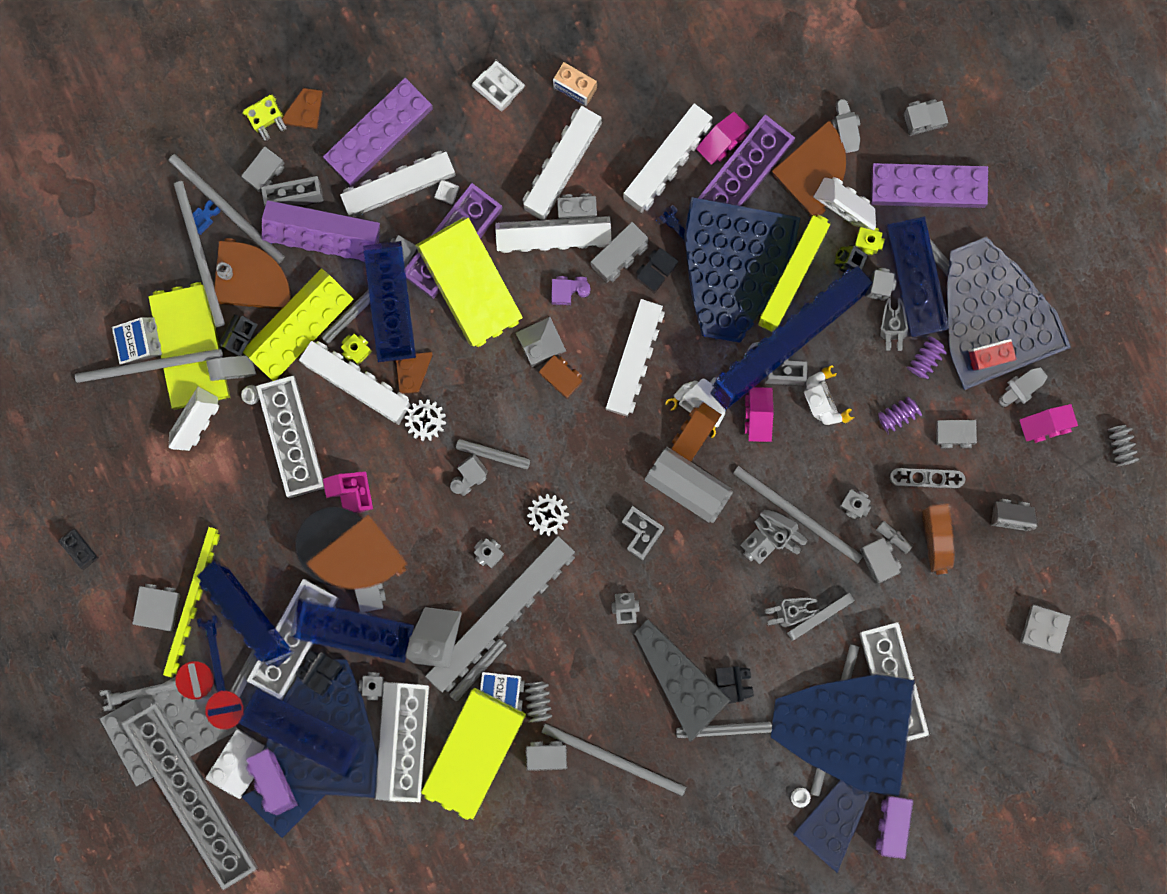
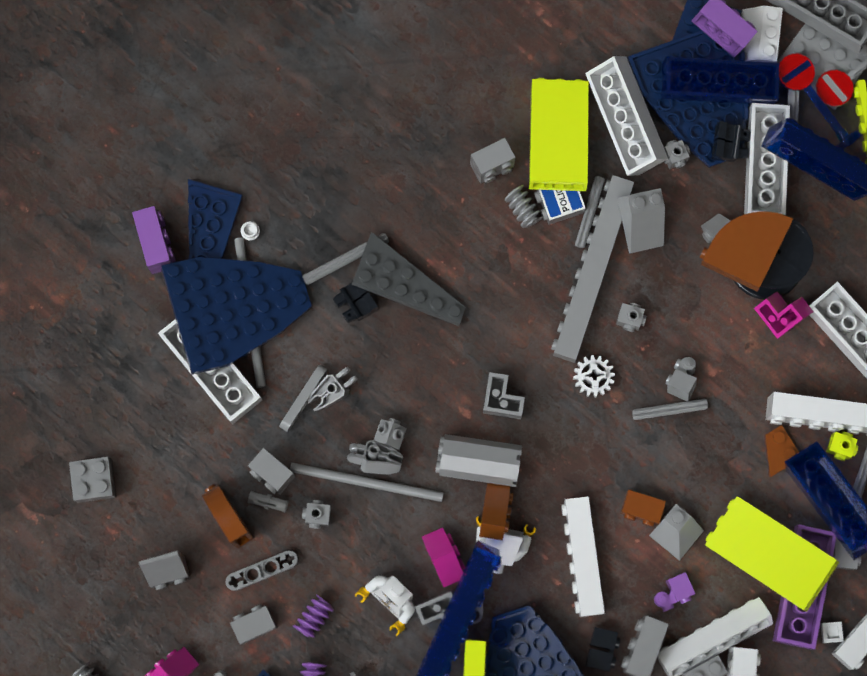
camera: 150 degrees right, 5 degrees down
(351, 630) = (720, 189): clear blue brick -> none
(416, 419) = (748, 418): white gear -> none
(613, 759) = (432, 189): light grey piece -> none
(625, 608) = (484, 324): light grey brick -> none

